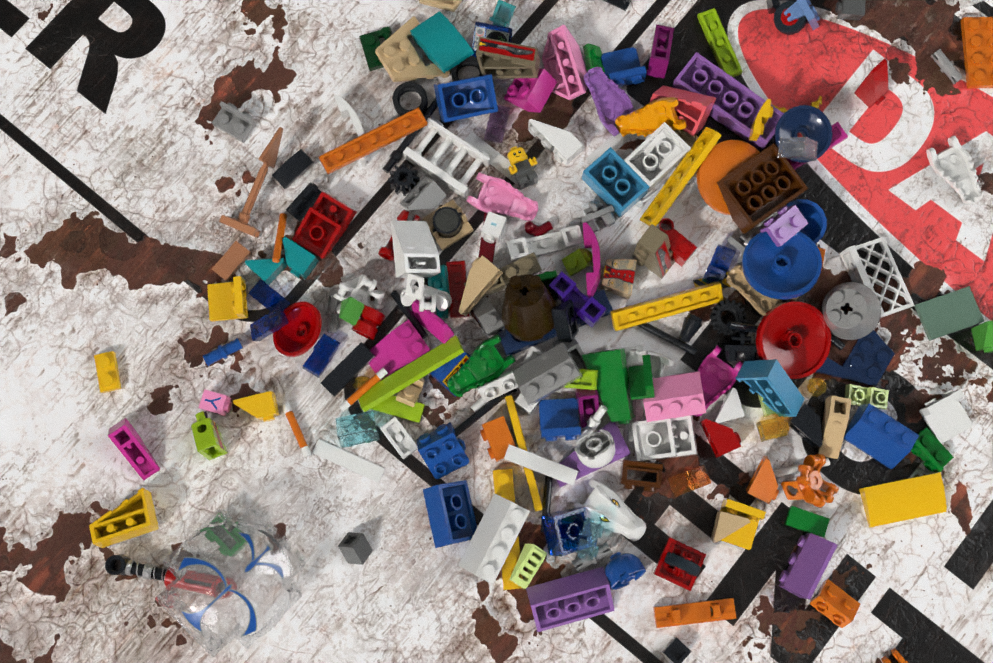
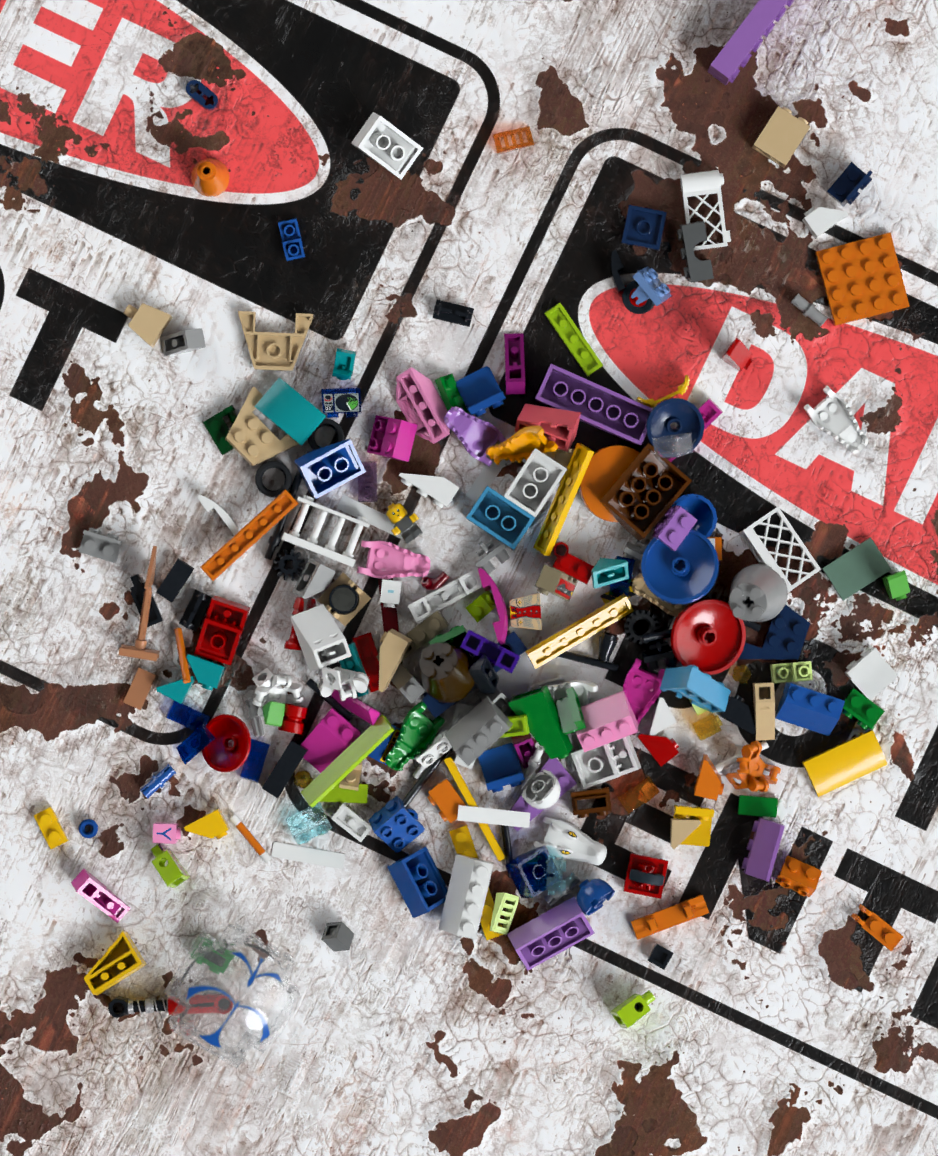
camera: 10 degrees left, 10 degrees up
(137, 381) = (82, 830): none -> blue plate
(228, 300) = (148, 729): yellow bracket -> none
(264, 196) = (137, 594): none -> black hinge
(363, 389) = (306, 785): orange bar -> none
(507, 59) = (363, 421): dark tan wedge -> none
(710, 255) = (609, 571): none -> teal slope
(761, 118) = (630, 419): yellow slope -> none

